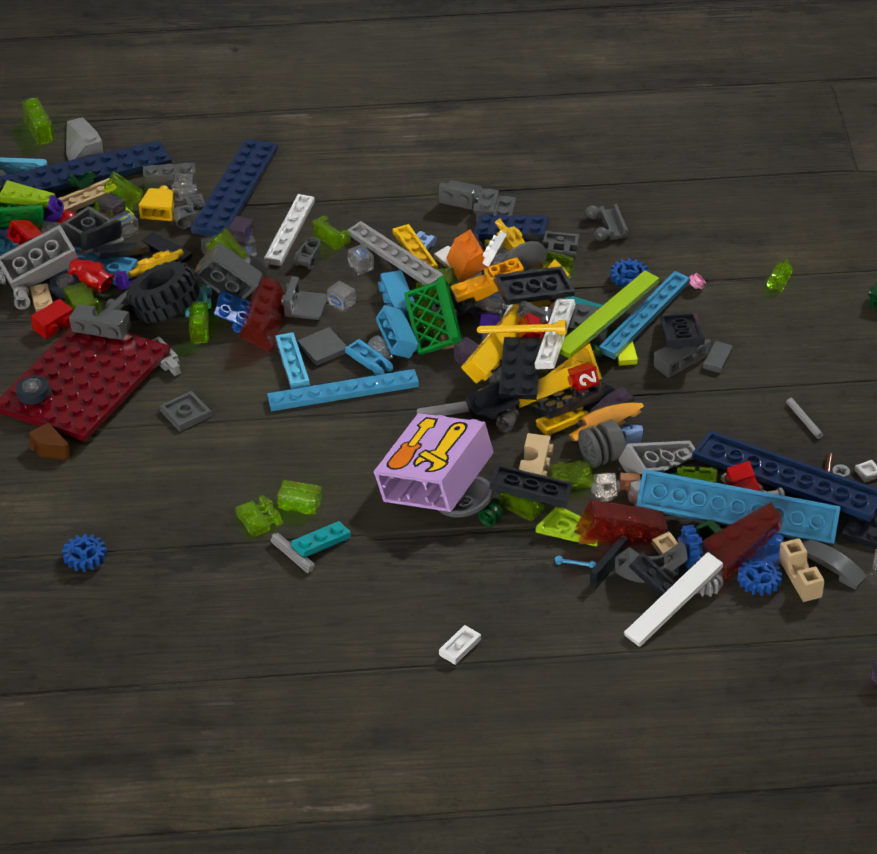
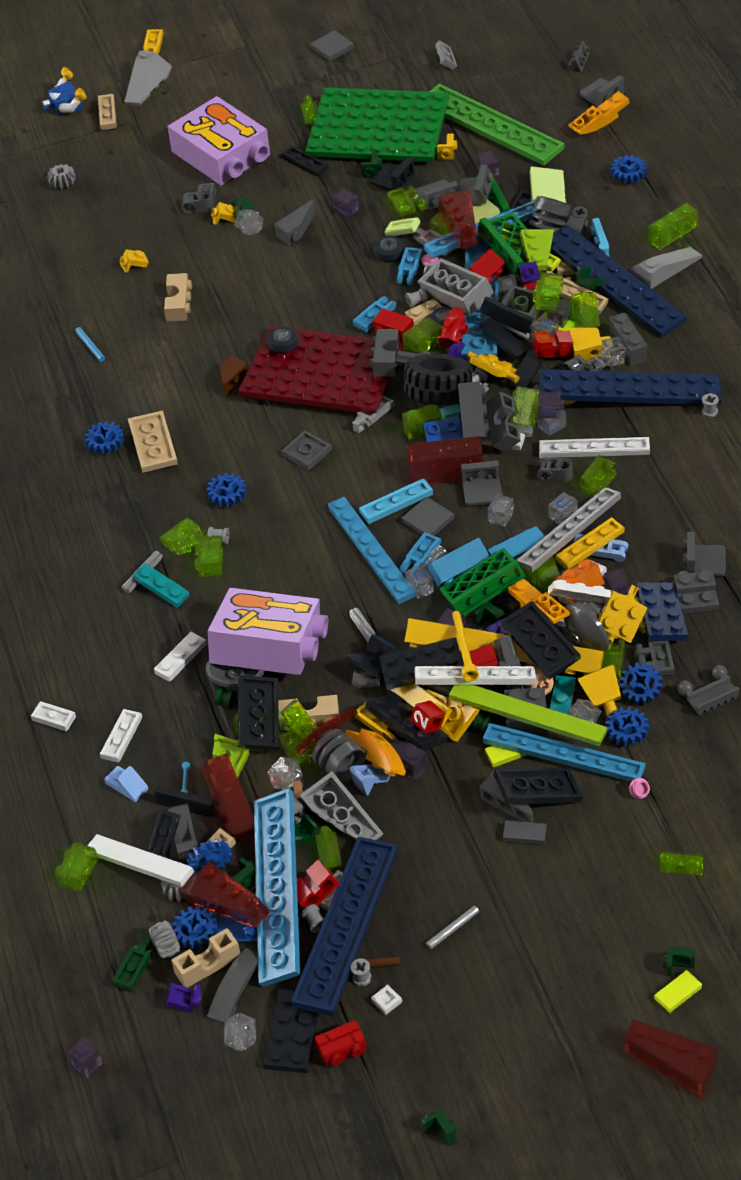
camera: 80 degrees right, 5 degrees up
(24, 330) = (365, 319): none -> dark azure hinge
(95, 197) = (548, 291): none -> clear neon green brick
(110, 517) = (152, 441): none -> tan plate
(150, 221) = (552, 345): none -> red brick
(214, 471) = (226, 490): none -> blue gear
(272, 489) = (224, 533): none -> light grey bush
(282, 150) = (710, 402): none -> light grey bush
(405, 360) = (420, 581): none -> clear brick
(419, 542) = (180, 656): none -> white plate
(469, 325) = (489, 613): none -> dark green bracket
(503, 600) = (121, 735): none -> white tile
(554, 459) = (298, 719): none -> clear neon green slope
(565, 604) = (127, 782): none -> light blue slope
(576, 441) = (336, 723): none -> clear red tile
(586, 253) = (638, 691): none -> blue gear
(587, 274) = (602, 688): none -> yellow torso
(609, 290) = (584, 710): none -> clear brick
(661, 650) = (76, 866): none -> clear neon green brick
(772, 594) = (164, 939): none -> light grey gear
(788, 625) = (133, 965): none -> dark green hinge
(836, 593) = (183, 997): none -> dark purple bracket

